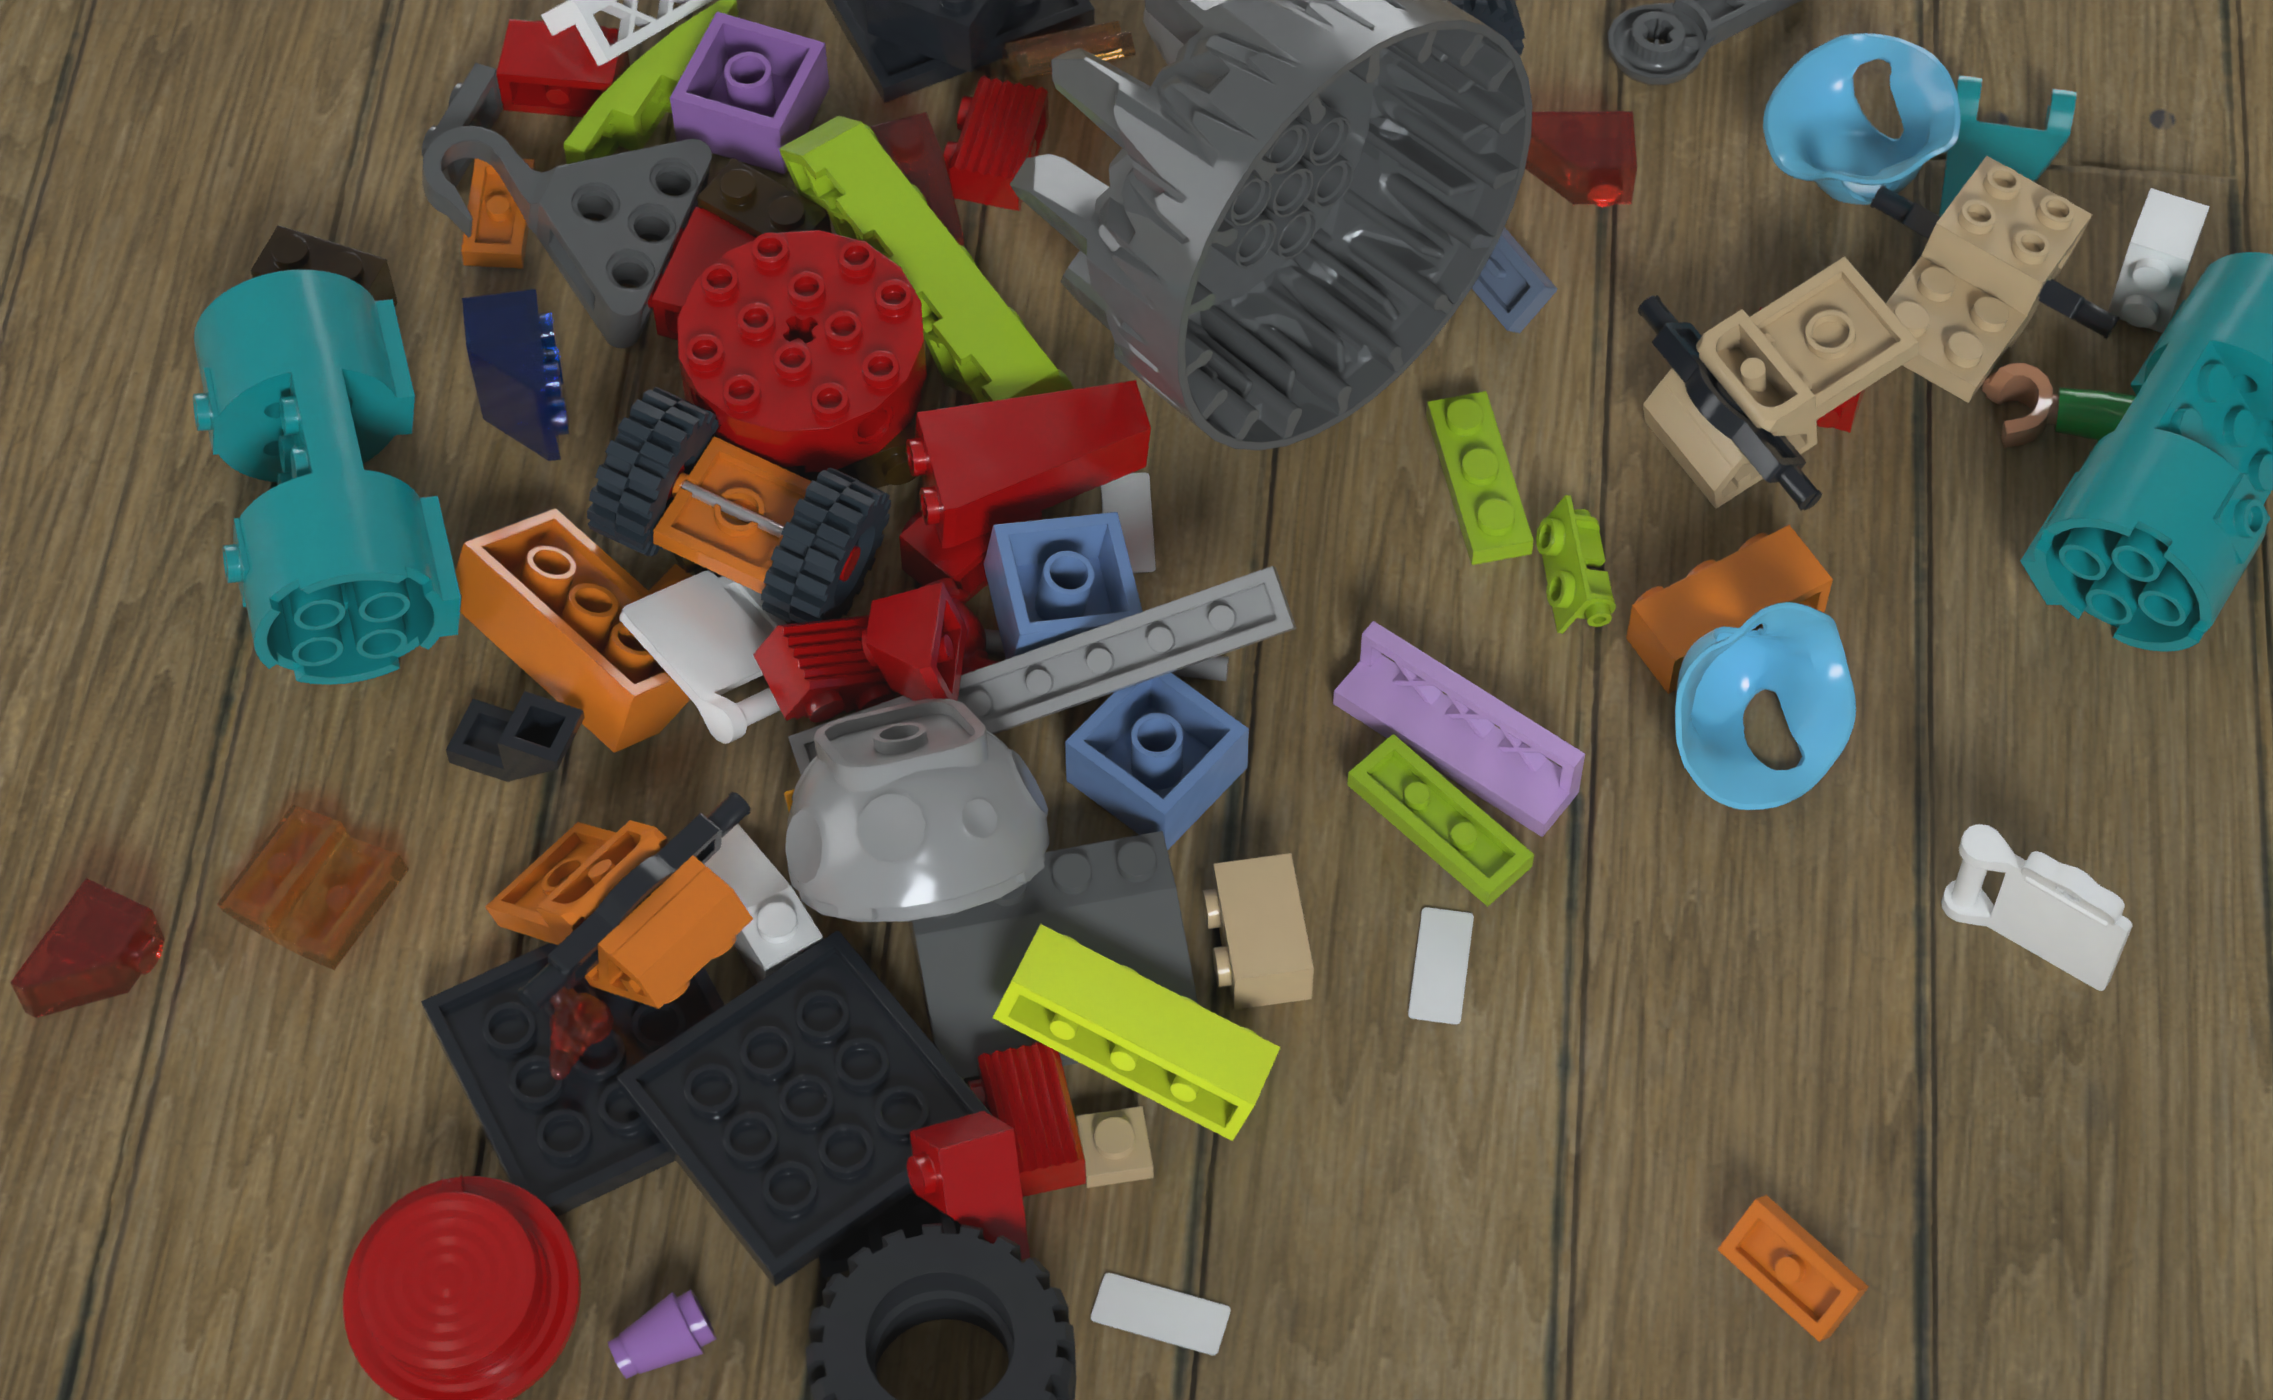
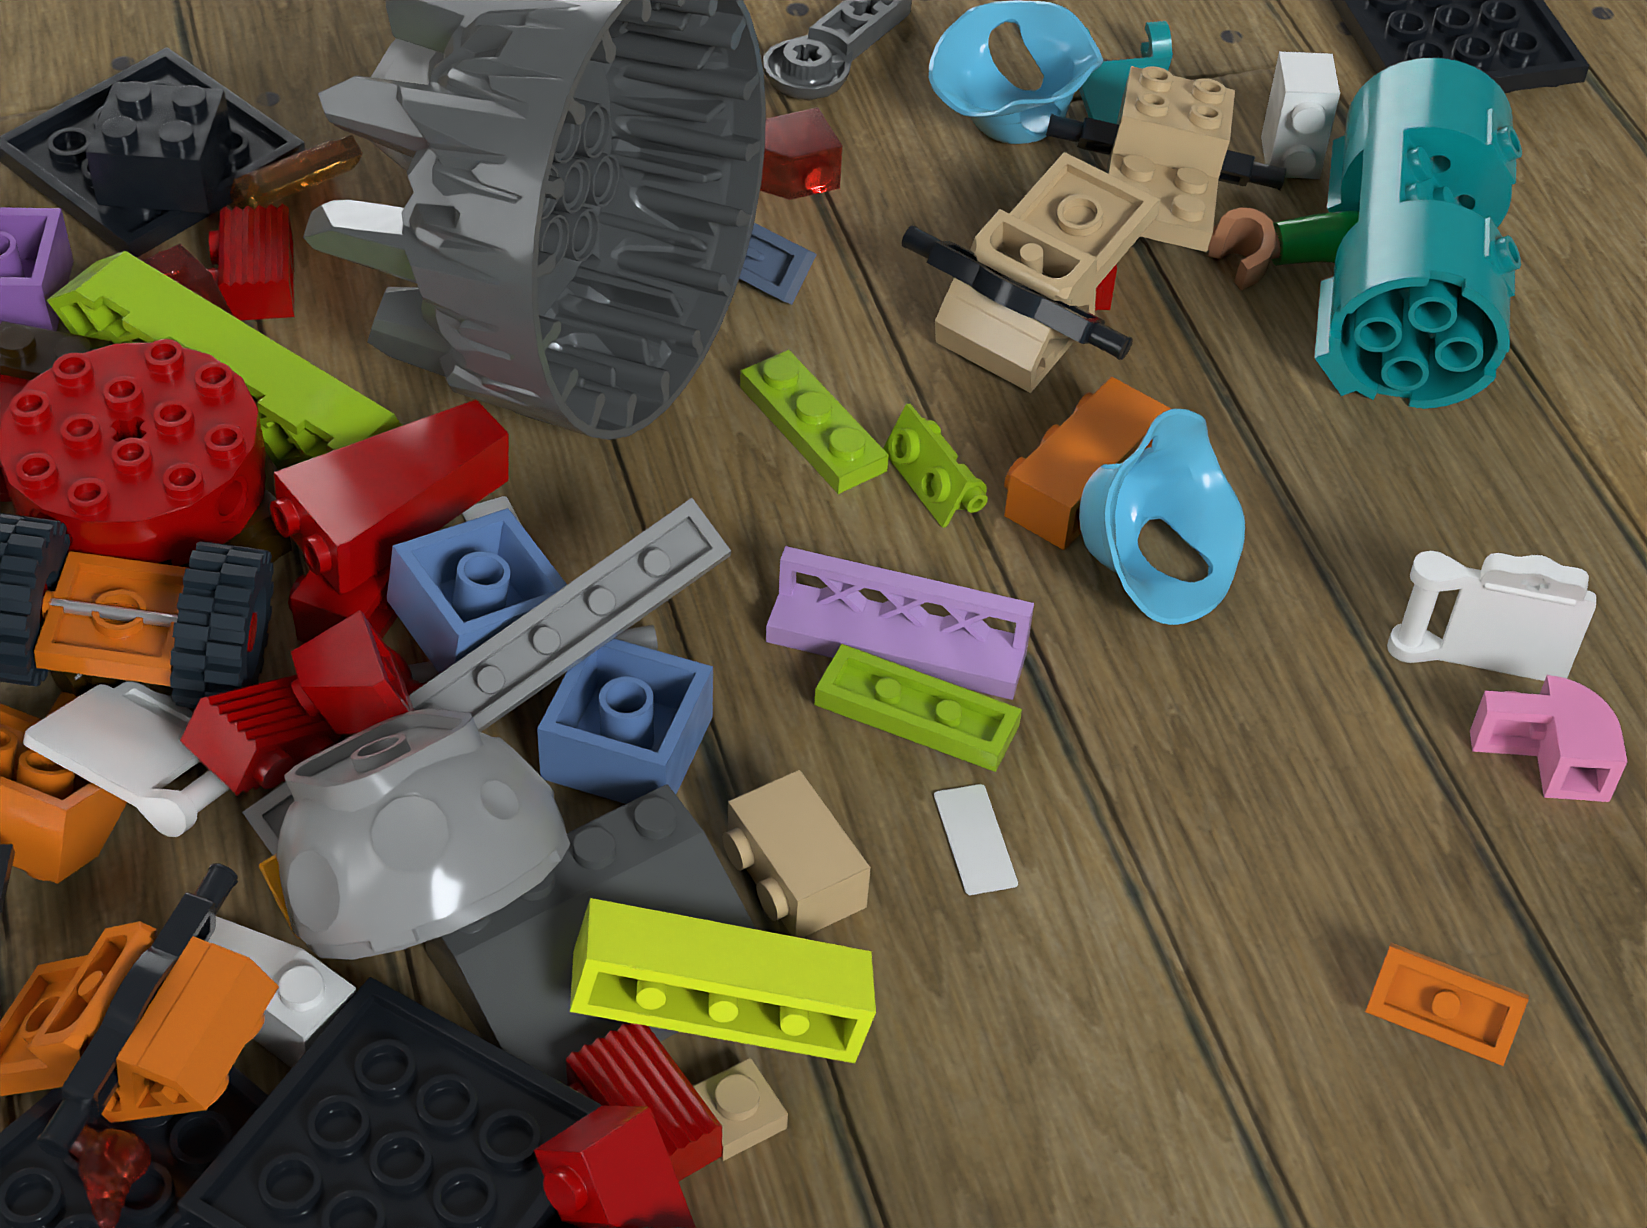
camera: 25 degrees left, 10 degrees down
(2061, 1038) = (1567, 730): none -> bright pink brick

